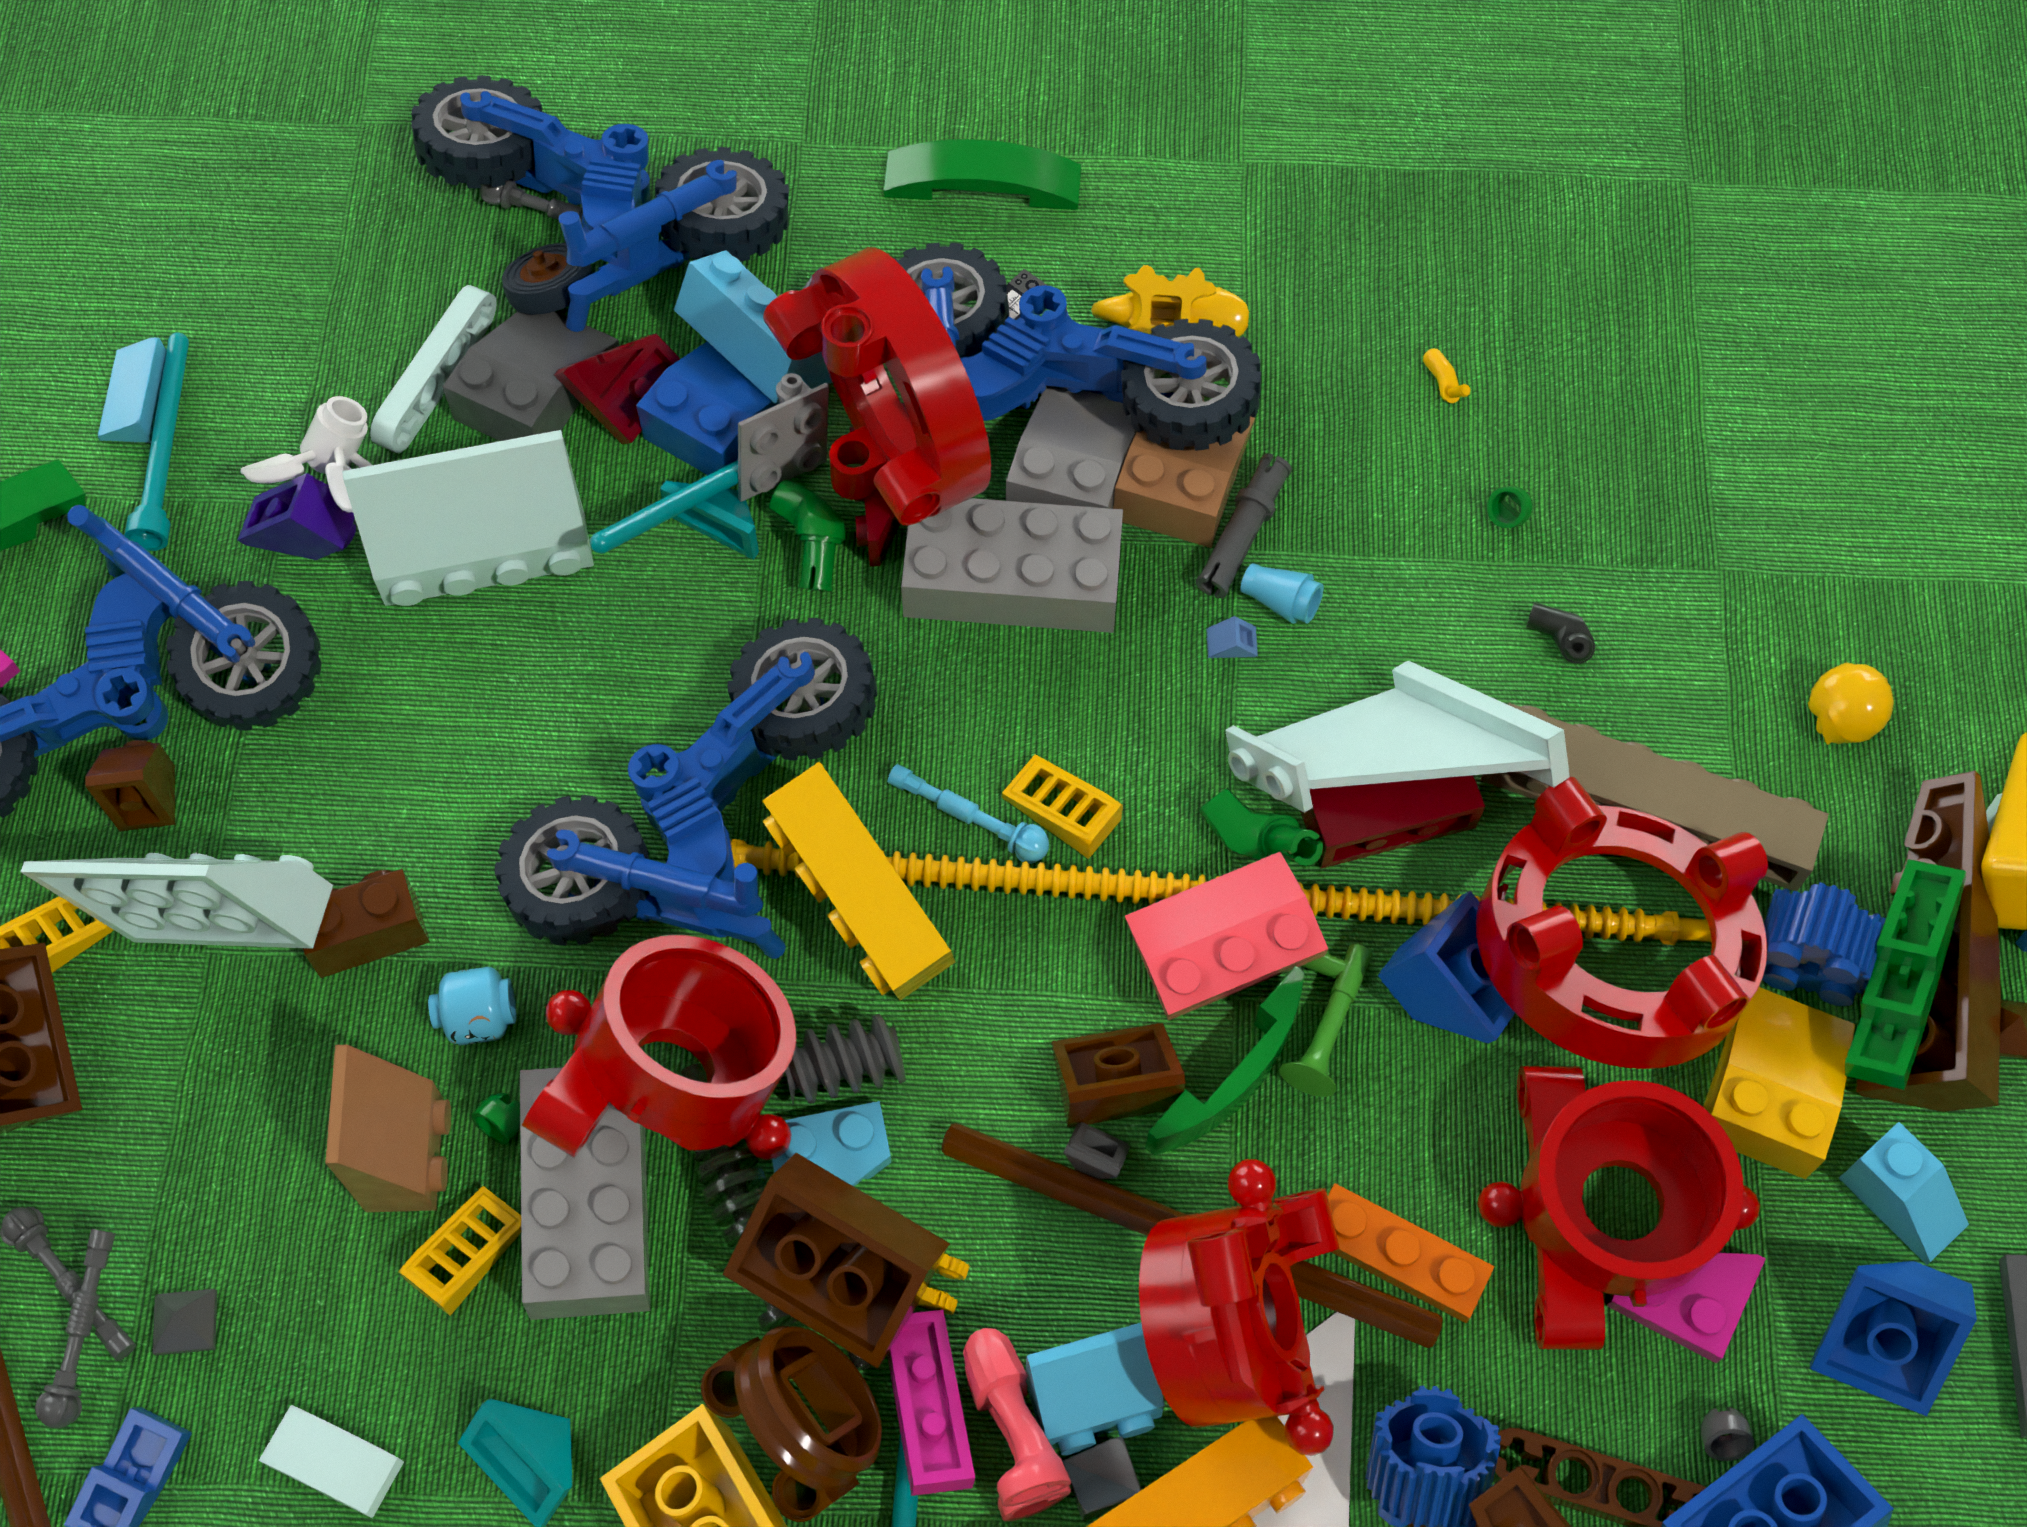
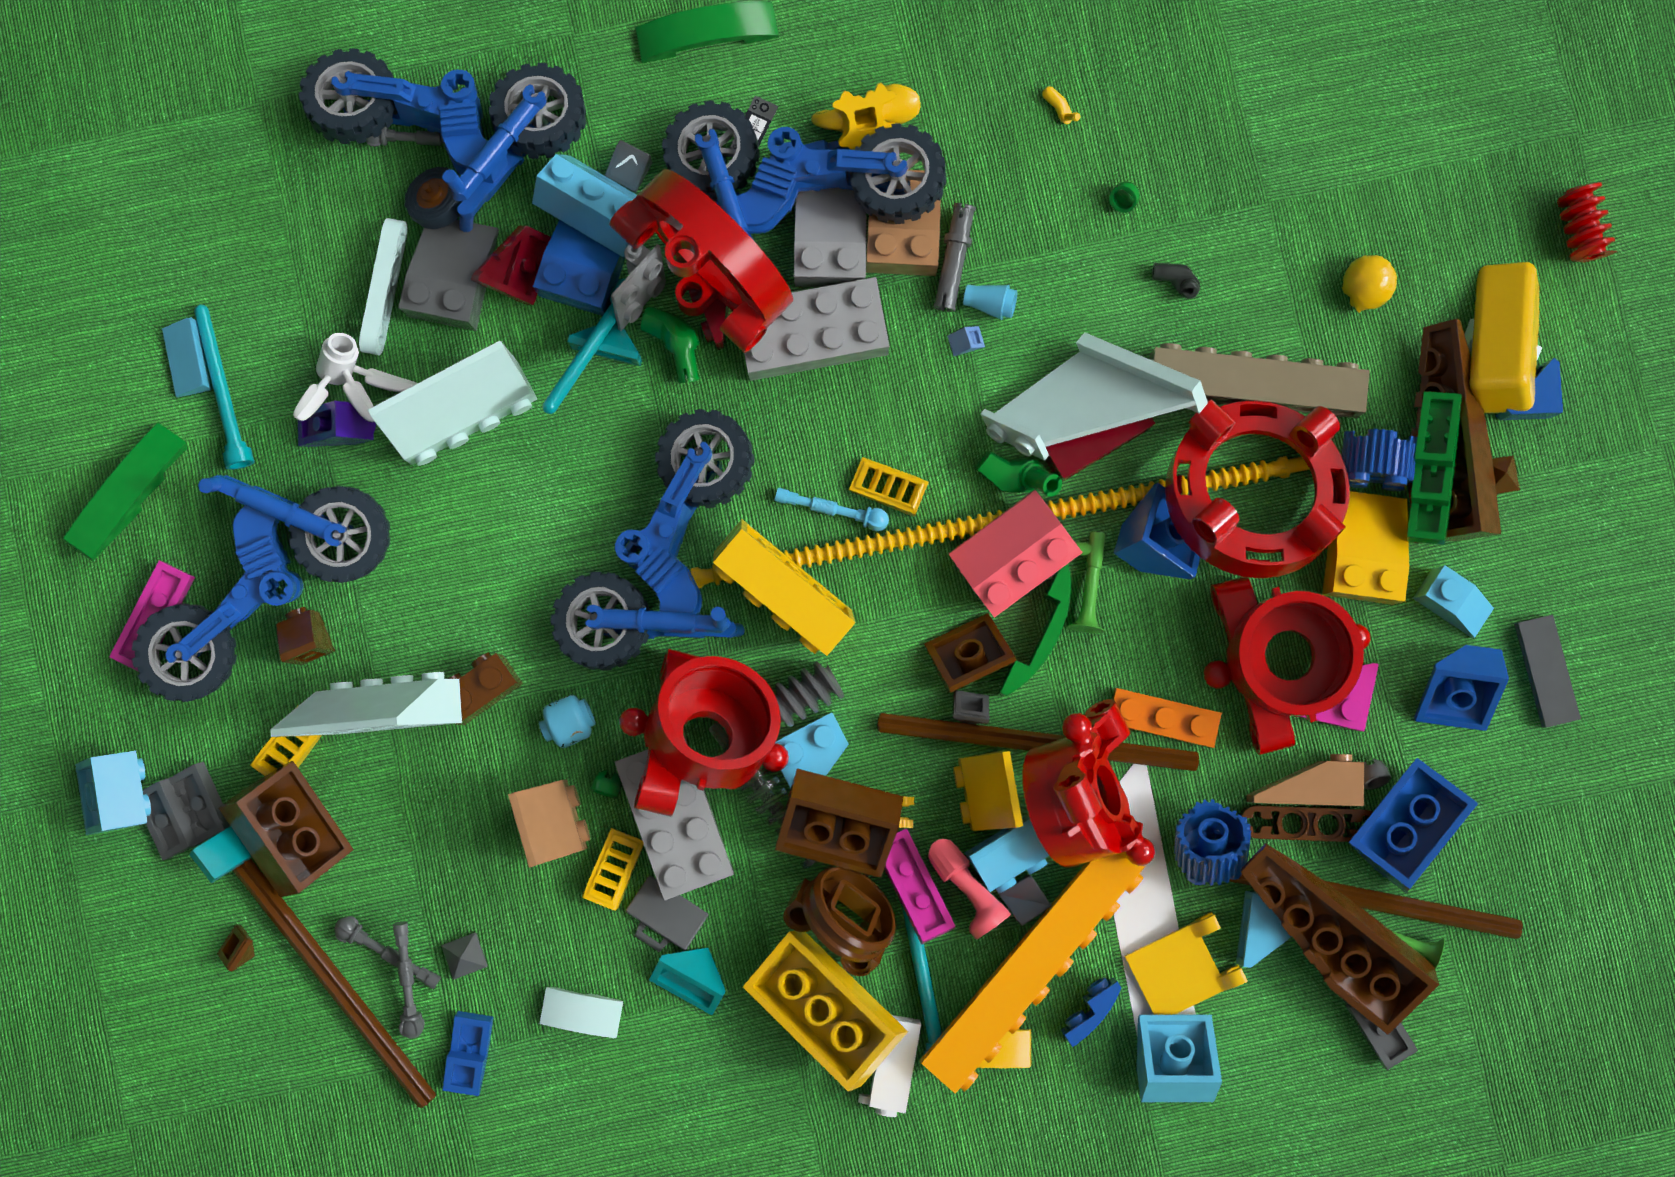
camera: 15 degrees left, 20 degrees up
(525, 1353) = (672, 919): none -> dark grey piece
(1088, 1269) = (988, 791): none -> yellow slope
(1636, 1422) = (1318, 784): none -> medium nougat slope

